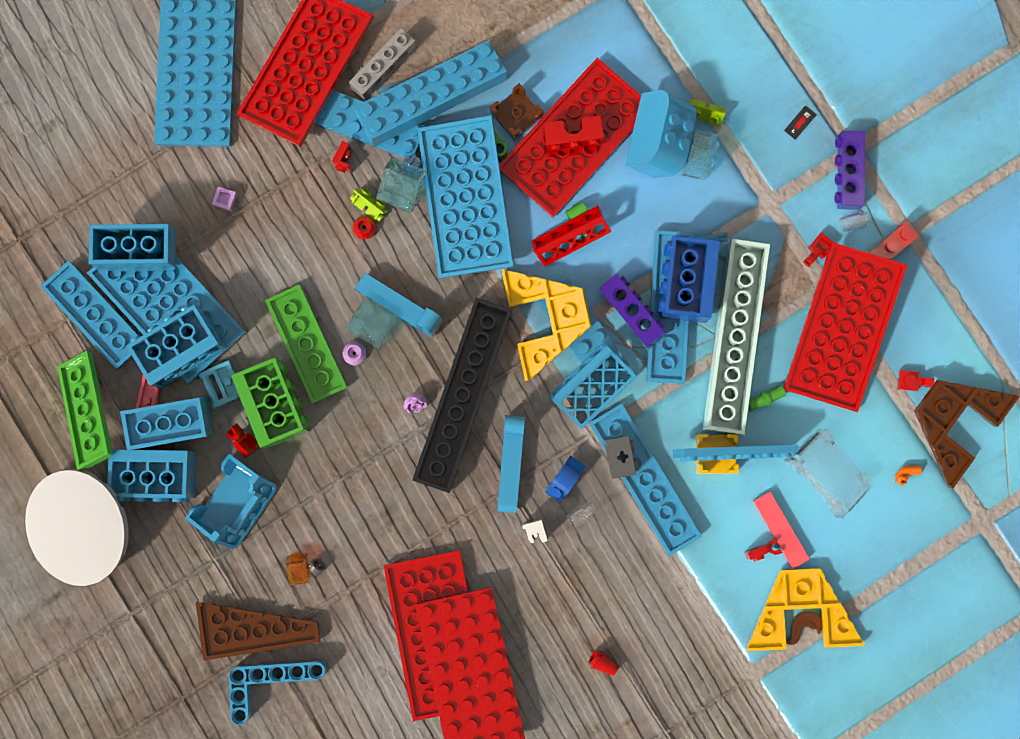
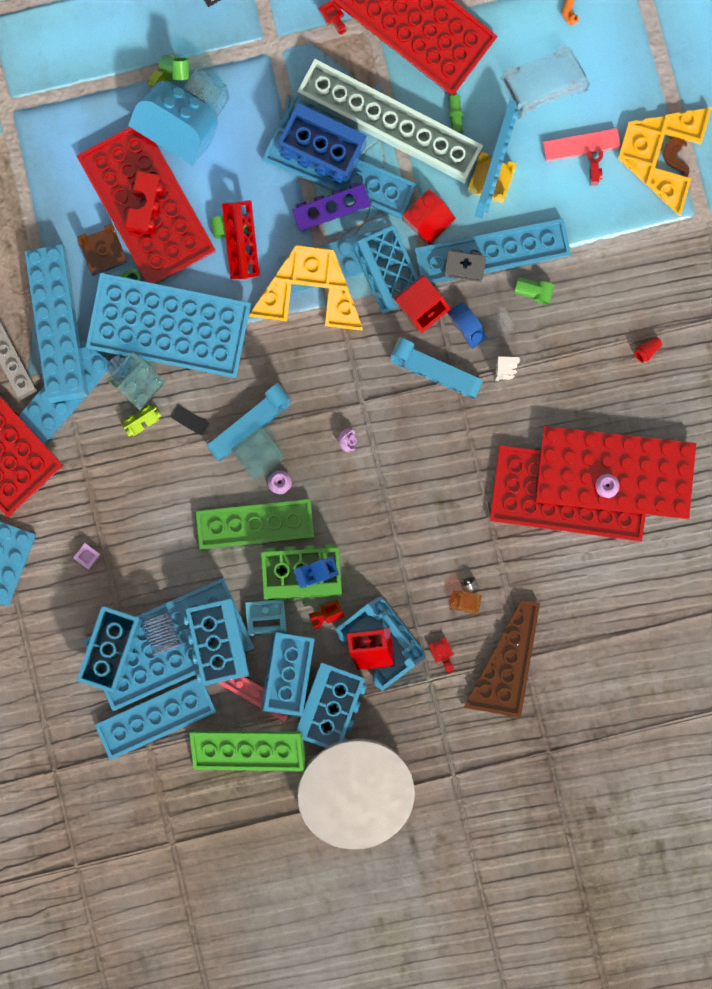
camera: 75 degrees left, 0 degrees up
(172, 294) = (168, 646): none -> sand blue piece
(222, 493) = (371, 648): none -> red slope
(242, 563) = (441, 652): none -> red plate
(268, 415) = (316, 572): none -> blue brick
(268, 677) = (551, 680): dark azure beam -> none
(342, 155) = (85, 428): red bracket -> none
(366, 233) = (163, 438): red plate -> none
(385, 249) = (190, 420): none -> black sticker
(458, 666) = (604, 491): none -> lavender plate
(462, 395) = (356, 392): black brick -> none
(569, 428) = (422, 304): none -> red slope
(622, 533) = (539, 291): none -> bright green piece
(657, 406) = (428, 217): none -> red slope
(713, 116) = (176, 67): none -> bright green piece

